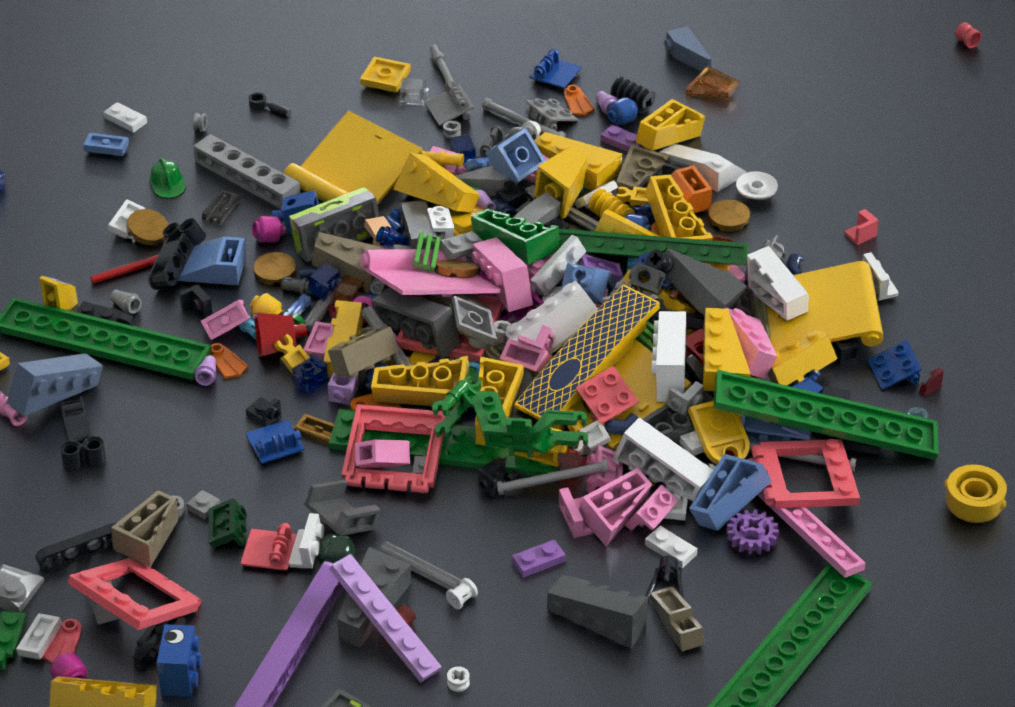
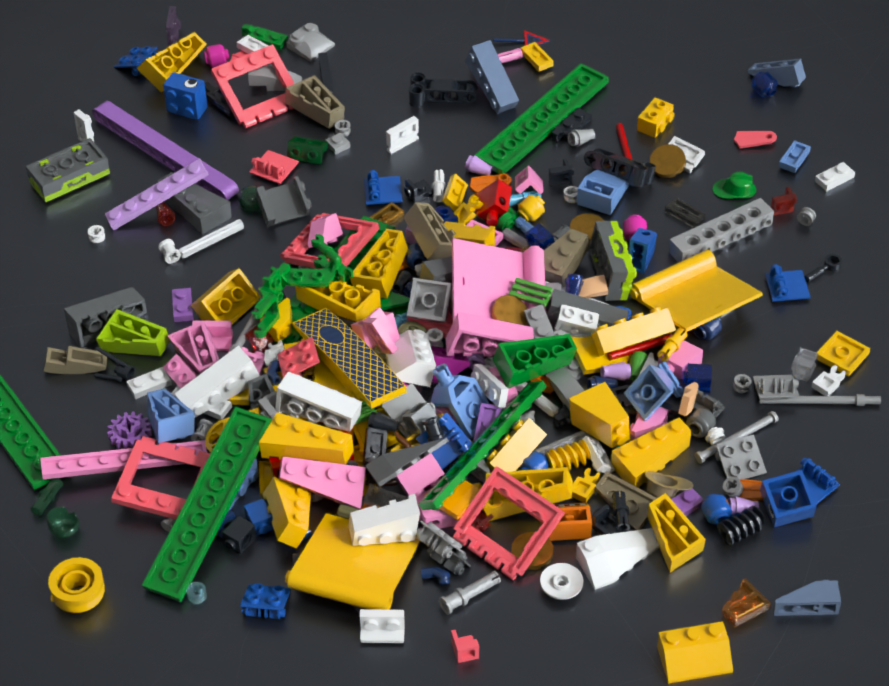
camera: 110 degrees right, 5 degrees up
(58, 293) = (597, 96): yellow slope -> none
(74, 250) = (655, 117): none -> yellow brick
(82, 179) = (754, 138): none -> coral piece
(179, 439) = (402, 134): none -> white plate
(183, 135) = (784, 203): none -> clear red bracket
(223, 286) = (570, 194): none -> white bush
(251, 394) = (438, 185): none -> white axle
(270, 377) = (454, 192): none -> yellow plate
(305, 122) = (786, 284): none -> blue hinge
(307, 543) = (257, 177): white bracket -> none
(432, 77) = (828, 383): none -> white plate
(506, 131) = (688, 399): none -> light nougat slope
(518, 517) = (227, 298): none -> yellow slope
(587, 116) = (733, 481): none -> light grey bush
(590, 70) = (788, 498): none -> blue brick
(612, 138) = (660, 484): none -> dark tan piece
(620, 565) = (132, 335): none -> lime wedge
(661, 158) = (621, 511): none -> black pin
(698, 200) = (523, 498): none -> coral hinge
(779, 101) = (695, 652): none -> yellow slope
(810, 243) = (461, 596): none -> light grey pin
(882, 572) = (40, 505): none -> clear green pin
(904, 539) = (62, 523): none -> clear green hair
(933, 383) = (231, 619): dark red tile -> none

